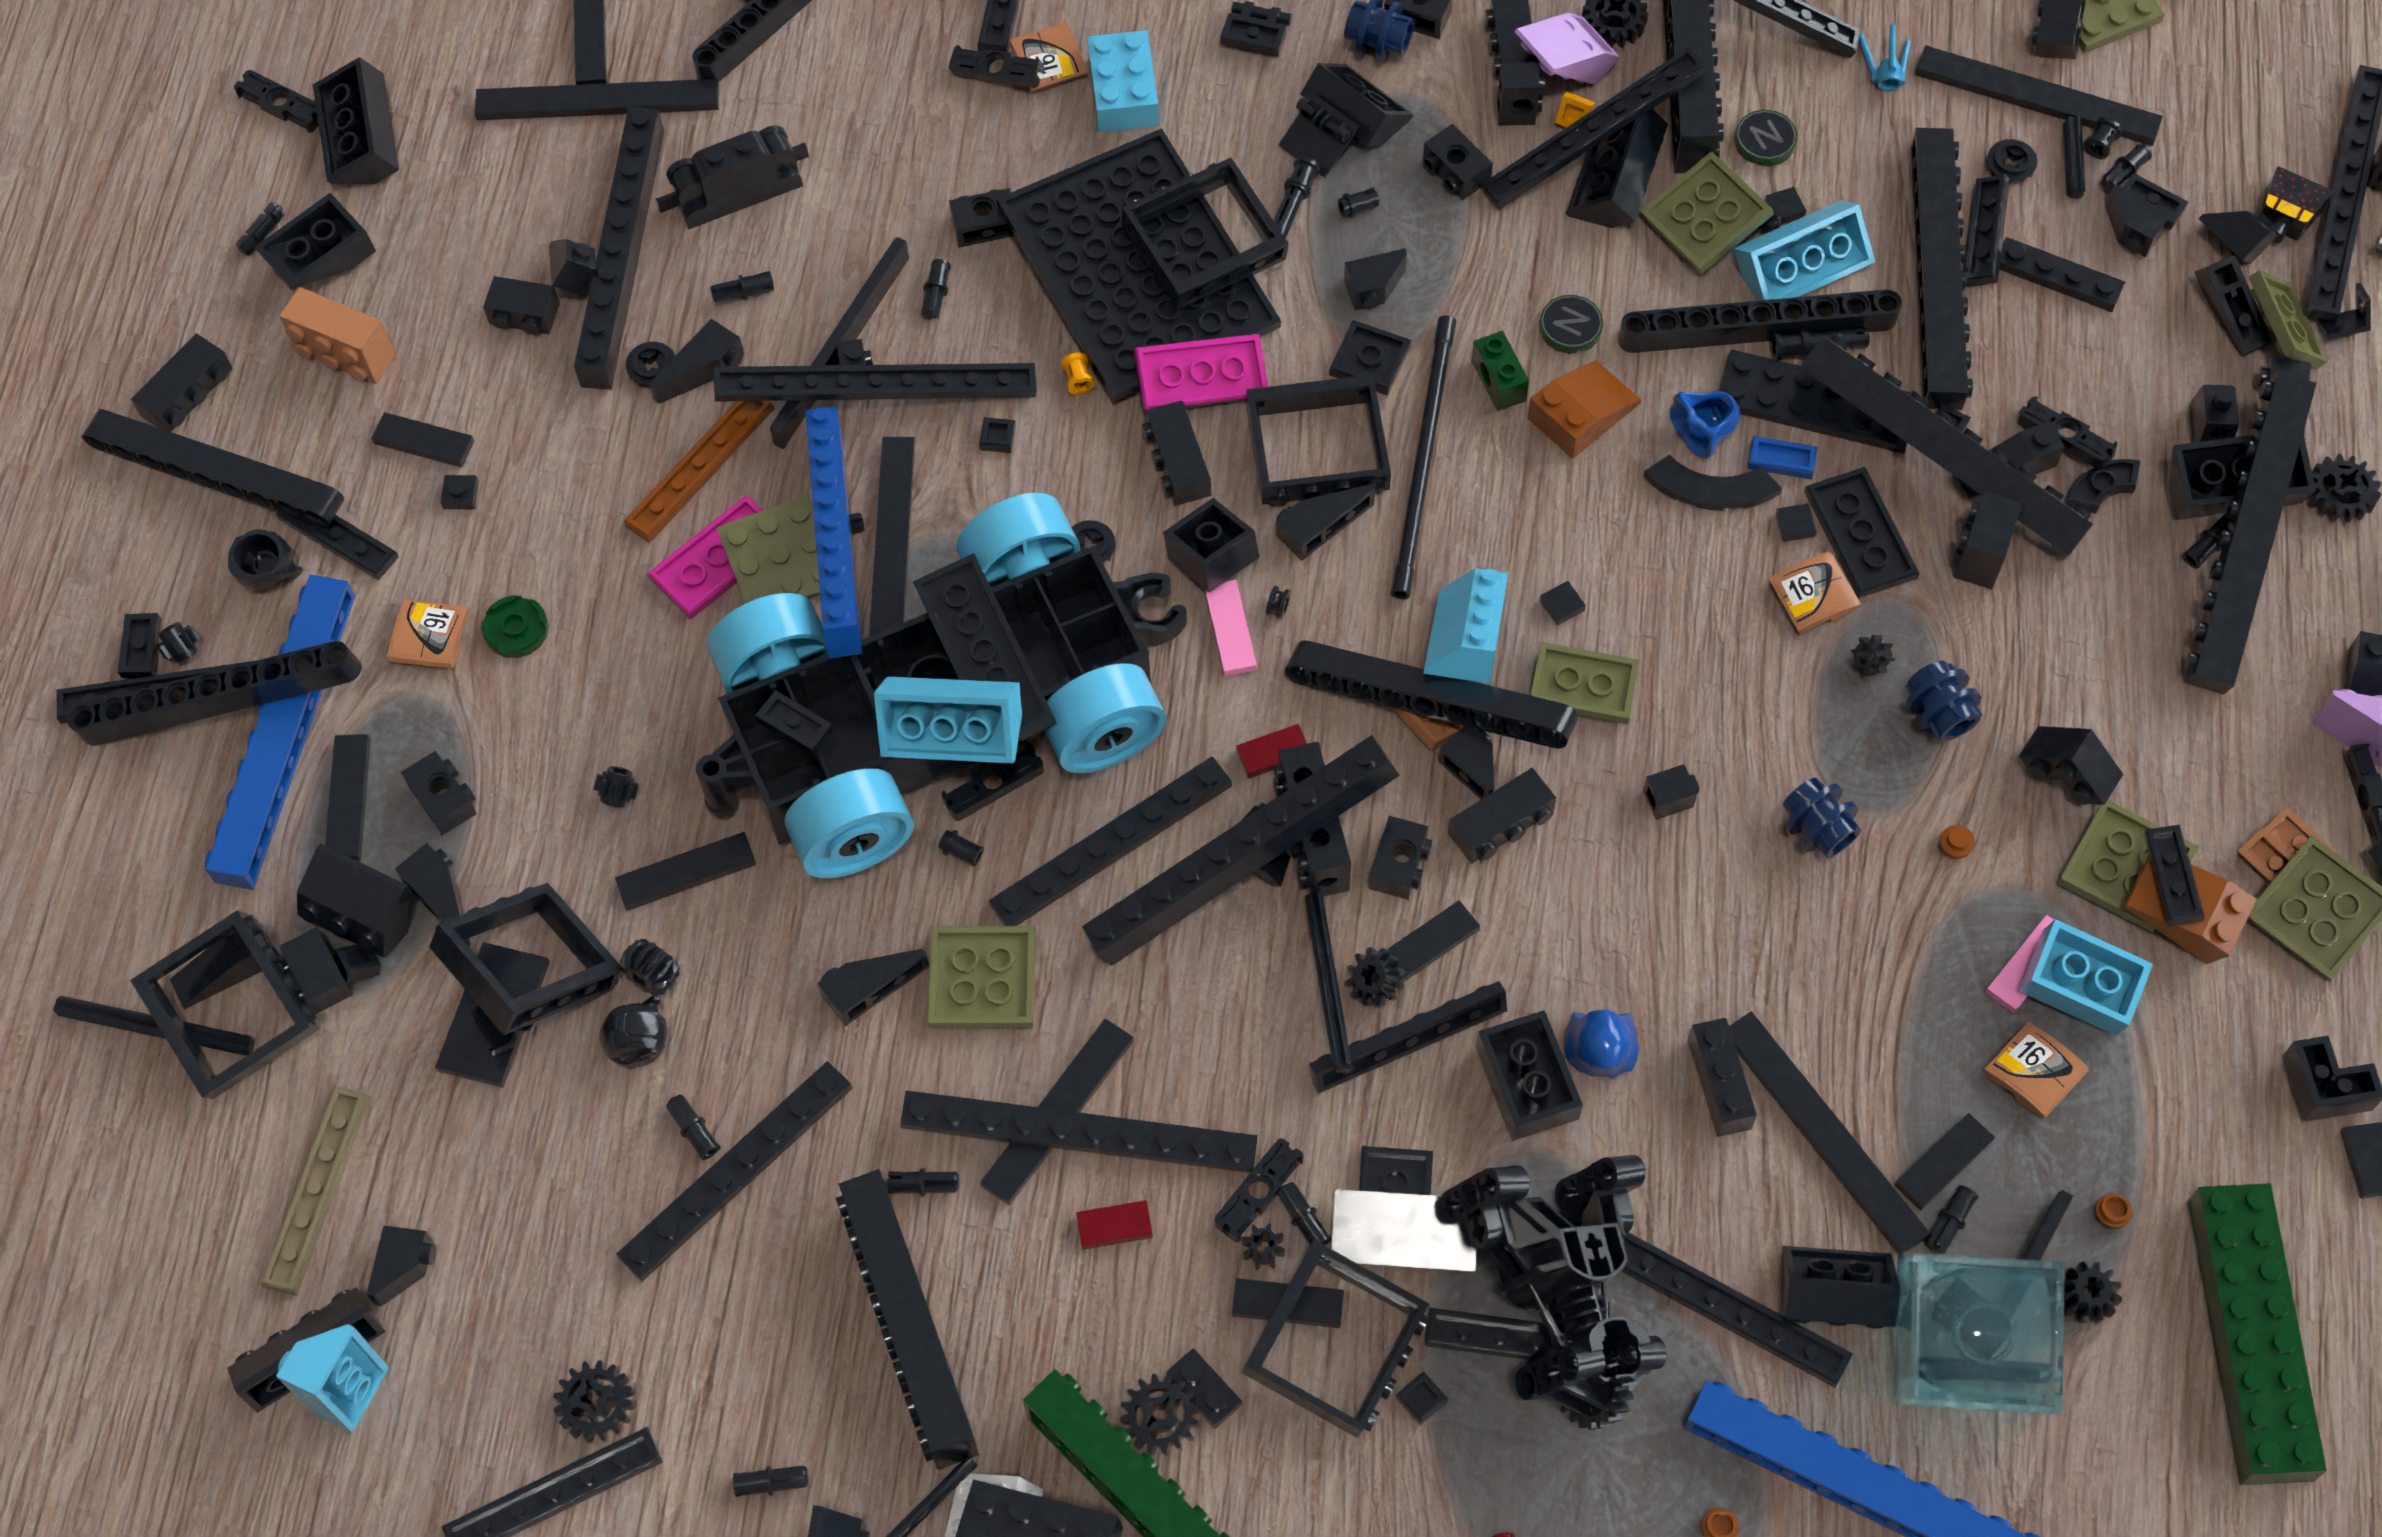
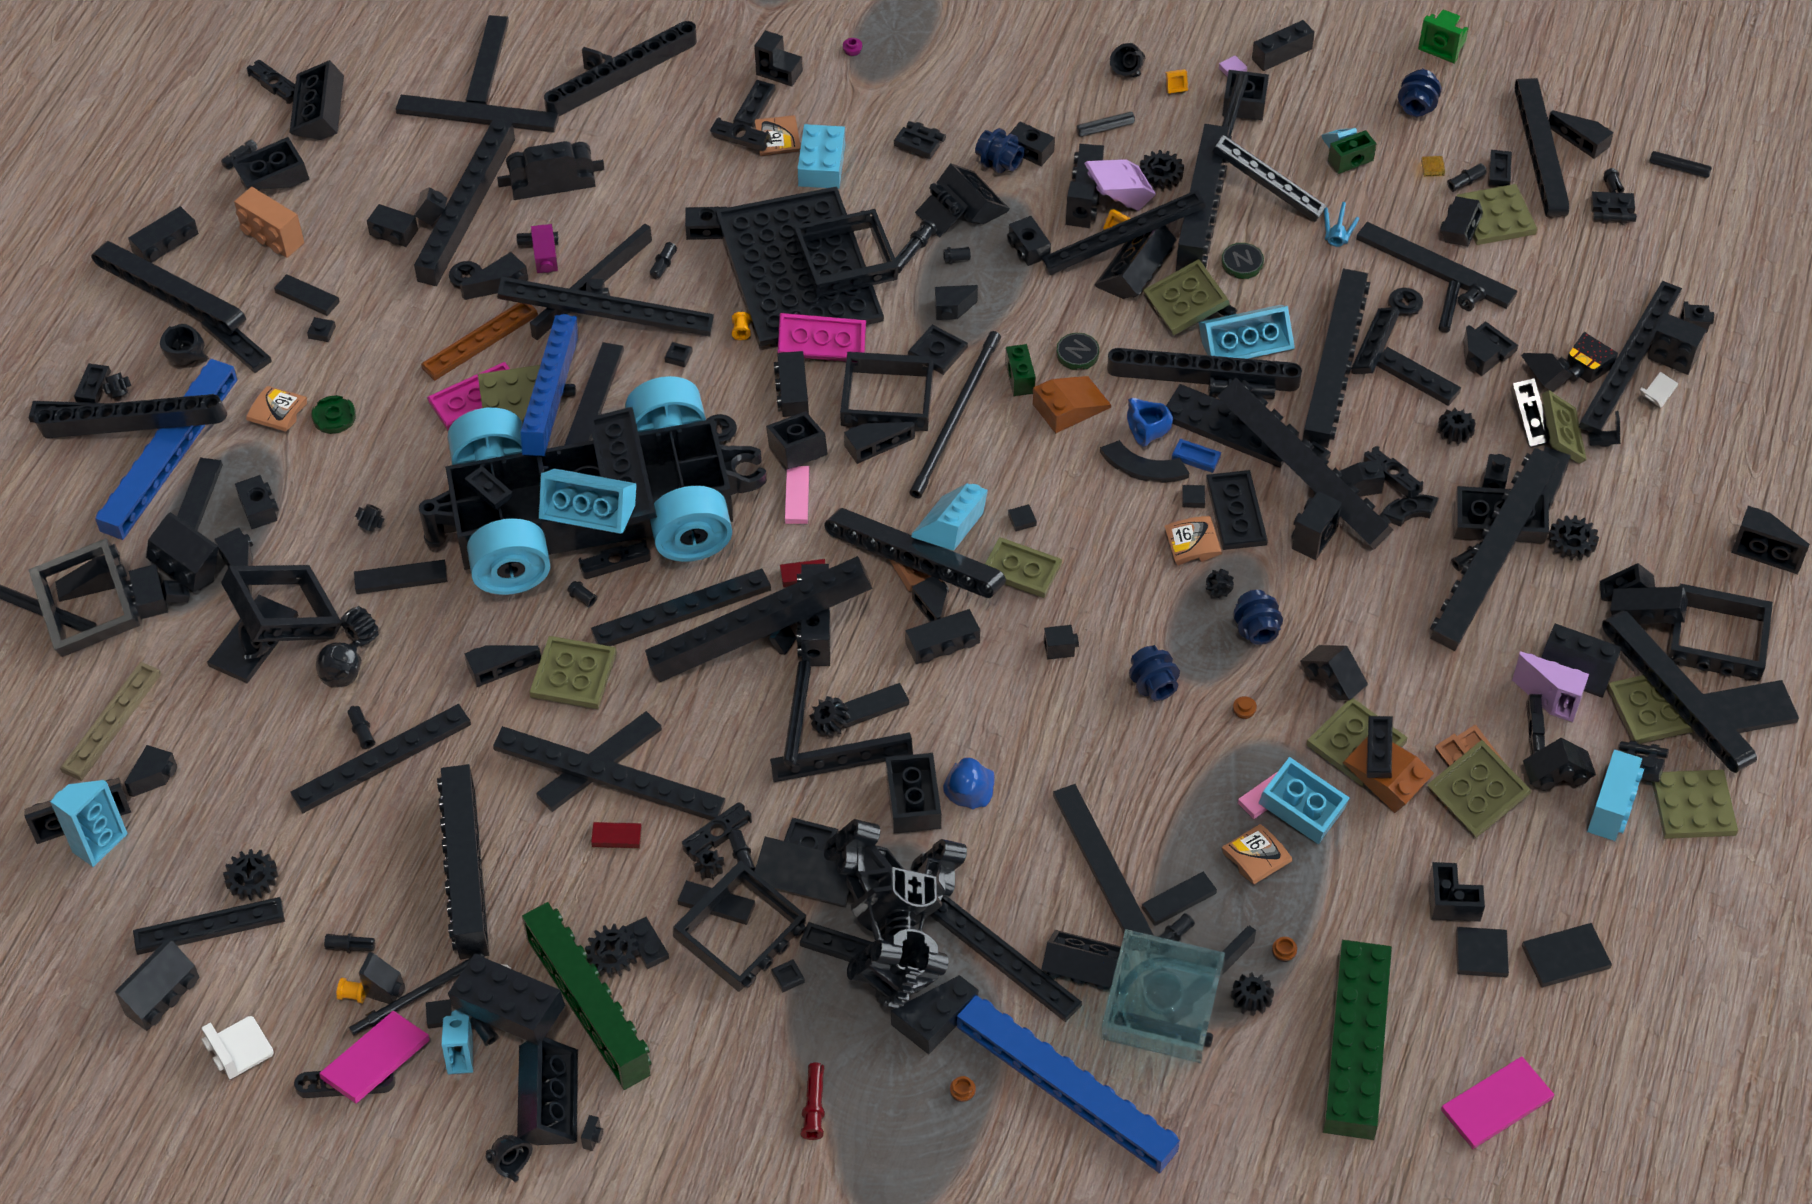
camera: 10 degrees right, 10 degrees down
(759, 304) = (544, 248): none -> magenta slope
(922, 1182) = (498, 786): black axle -> none
(1278, 601) = (832, 483): black bush -> none
(1406, 839) = (869, 637): black brick -> none
(1653, 1418) = (933, 1014): none -> black wedge
(1721, 1077) = (1042, 818): black brick -> none
(1786, 205) = (1243, 302): black tile -> none
(2126, 166) = (1482, 316): black axle -> none
(2136, 344) = (1456, 426): none -> black gear

